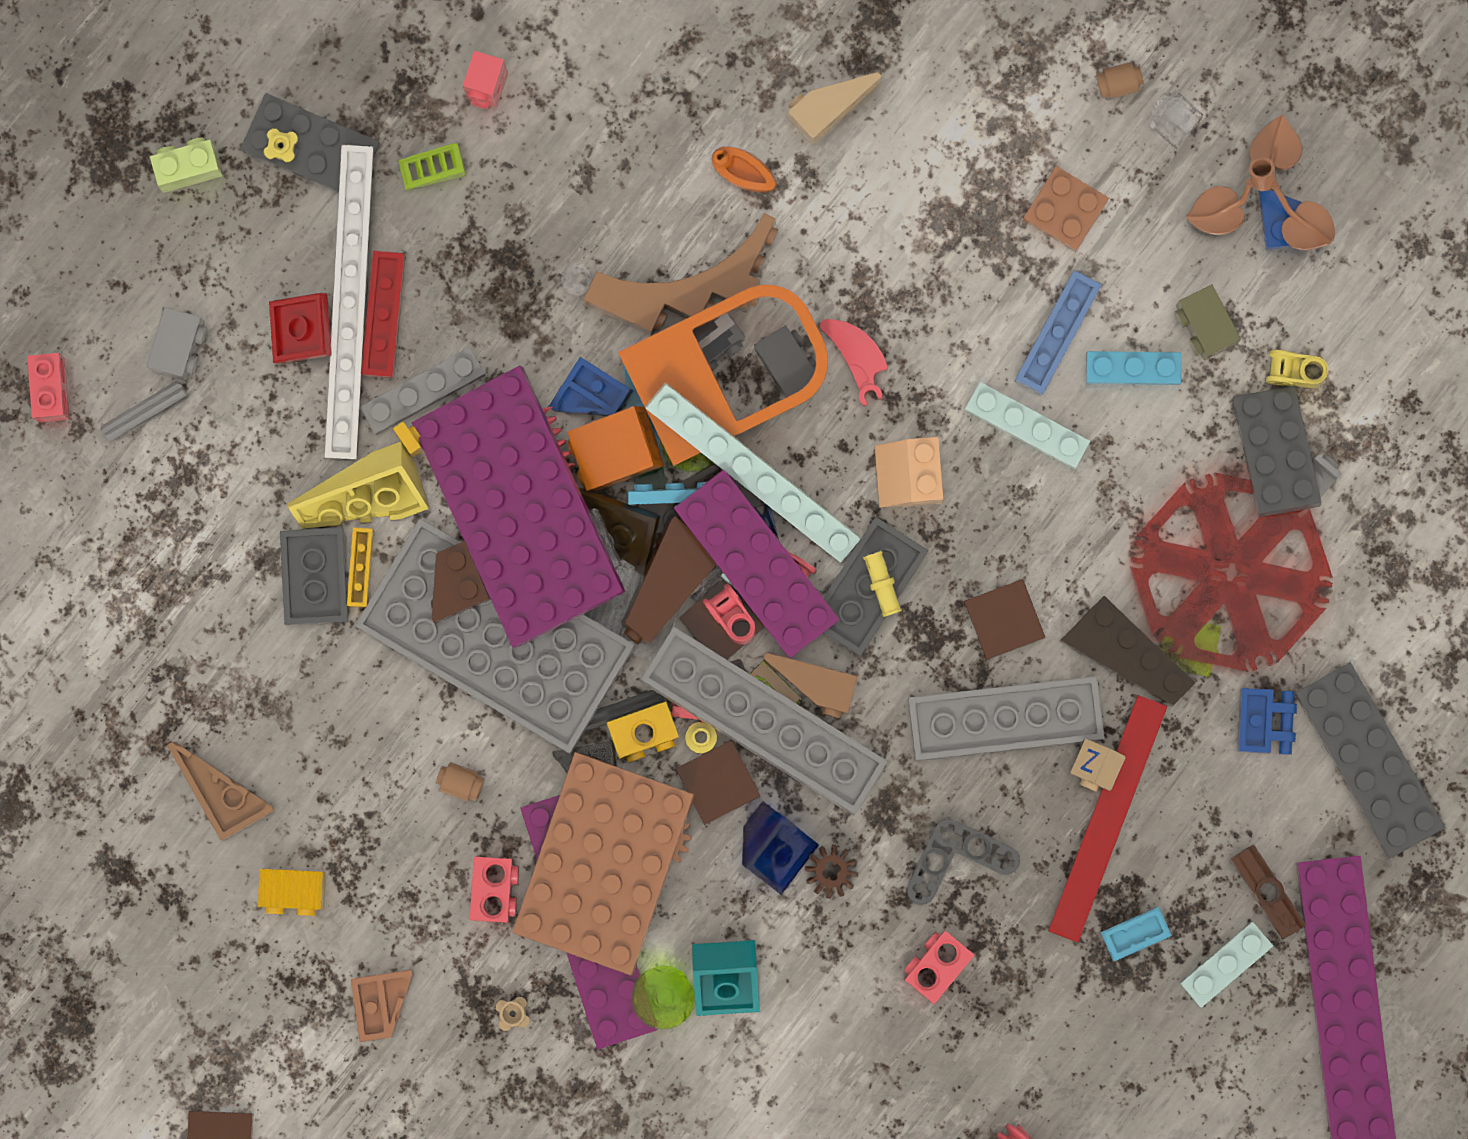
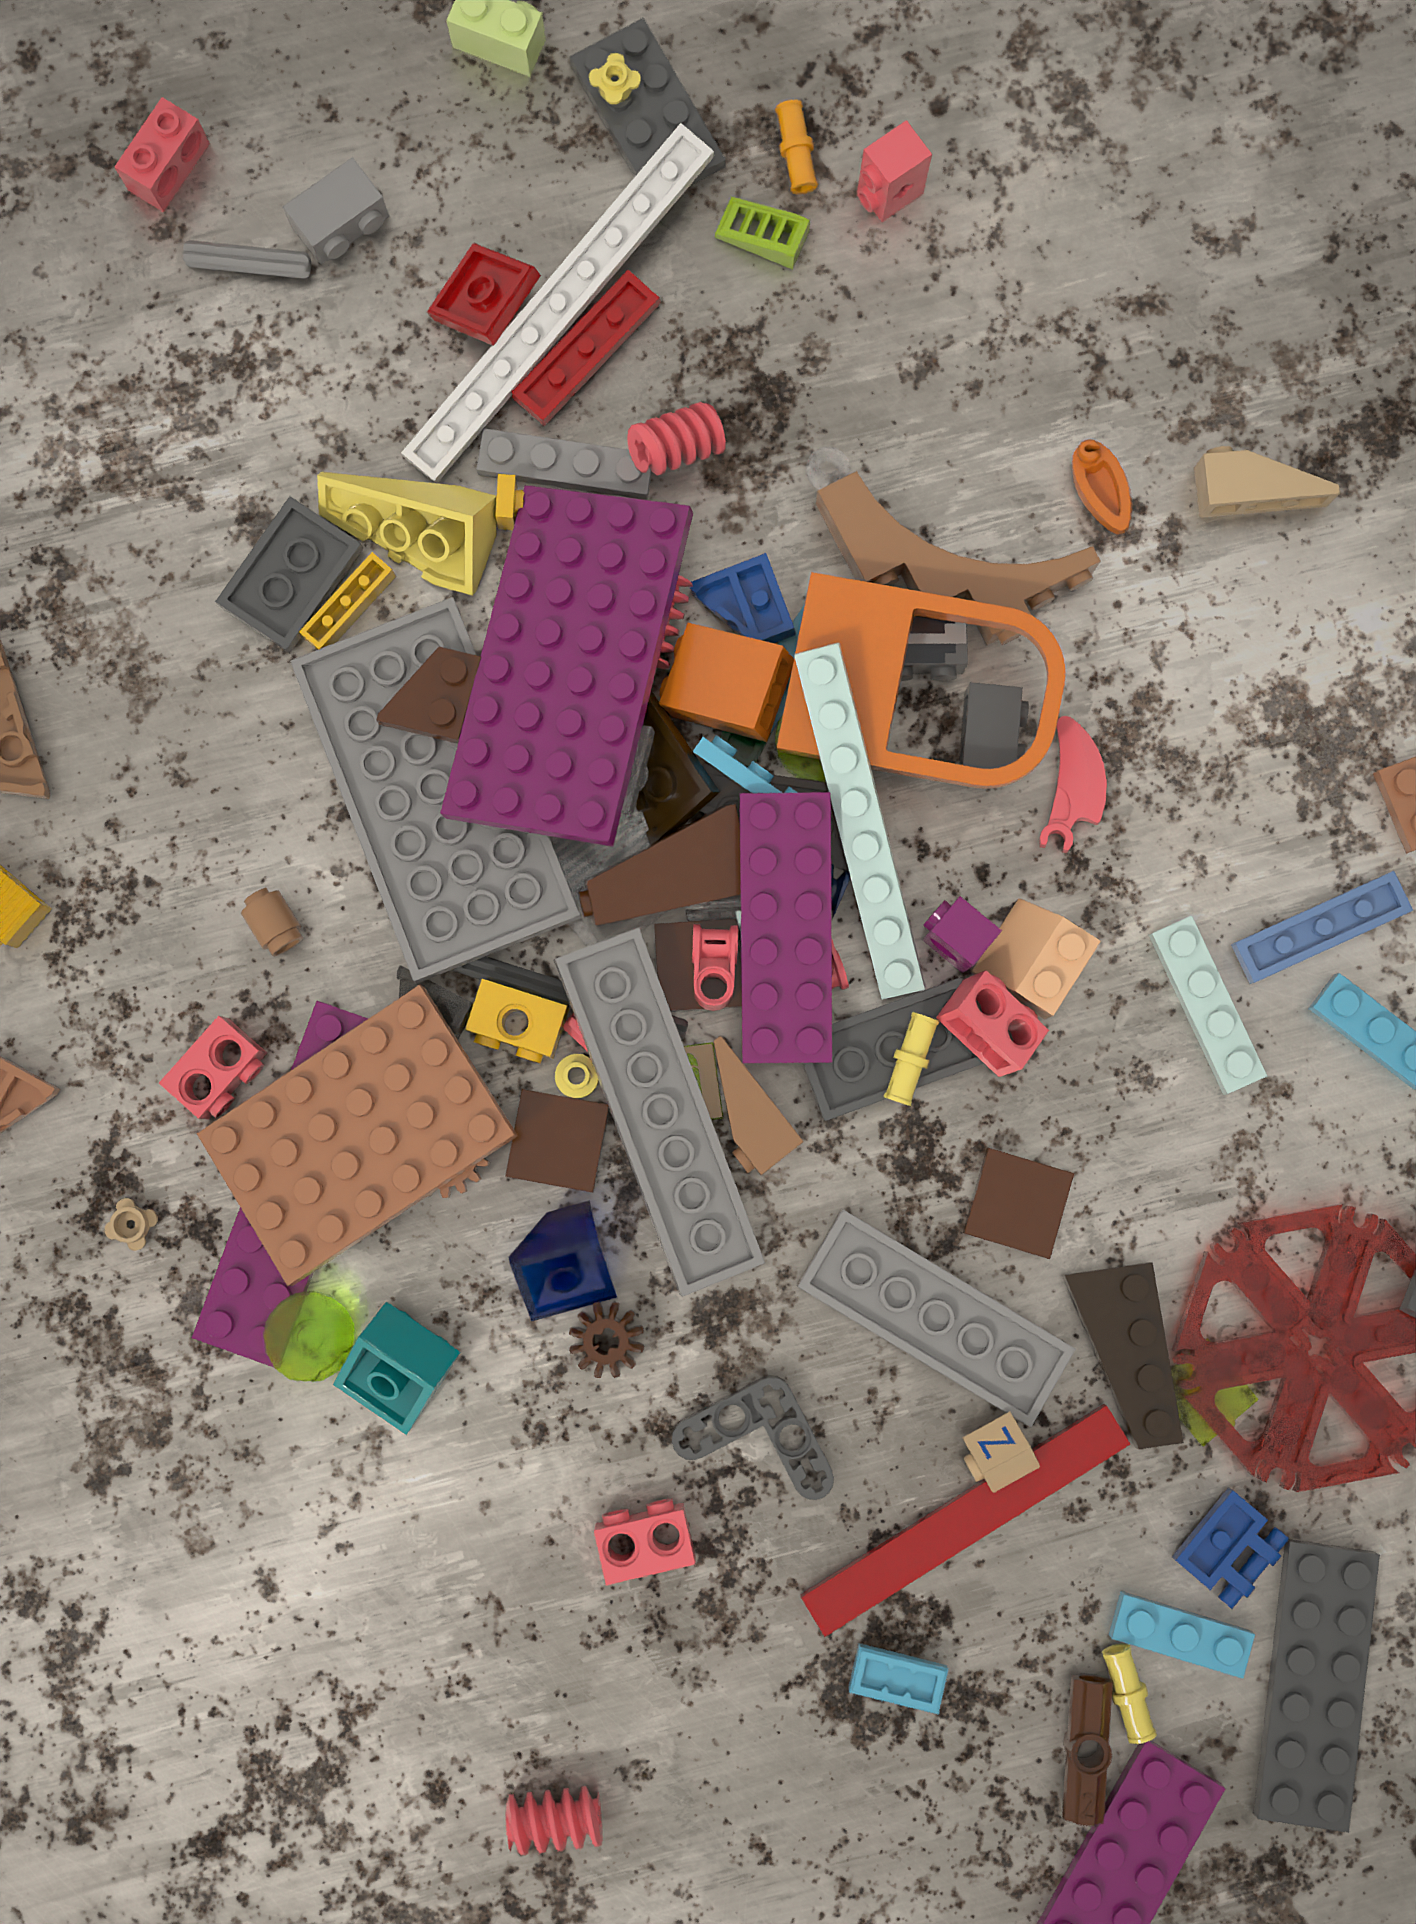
camera: 30 degrees right, 0 degrees up
(414, 102) = (796, 146): none -> light orange pin
(478, 329) = (676, 438): none -> coral piece
(856, 492) = (959, 933): none -> magenta brick
(912, 536) = (987, 1031): none -> coral brick
(1226, 964) = (975, 1793): light aqua plate -> none
(1269, 844) = (1129, 1693): none -> light yellow pin
(1275, 790) = (1181, 1634): none -> medium azure plate

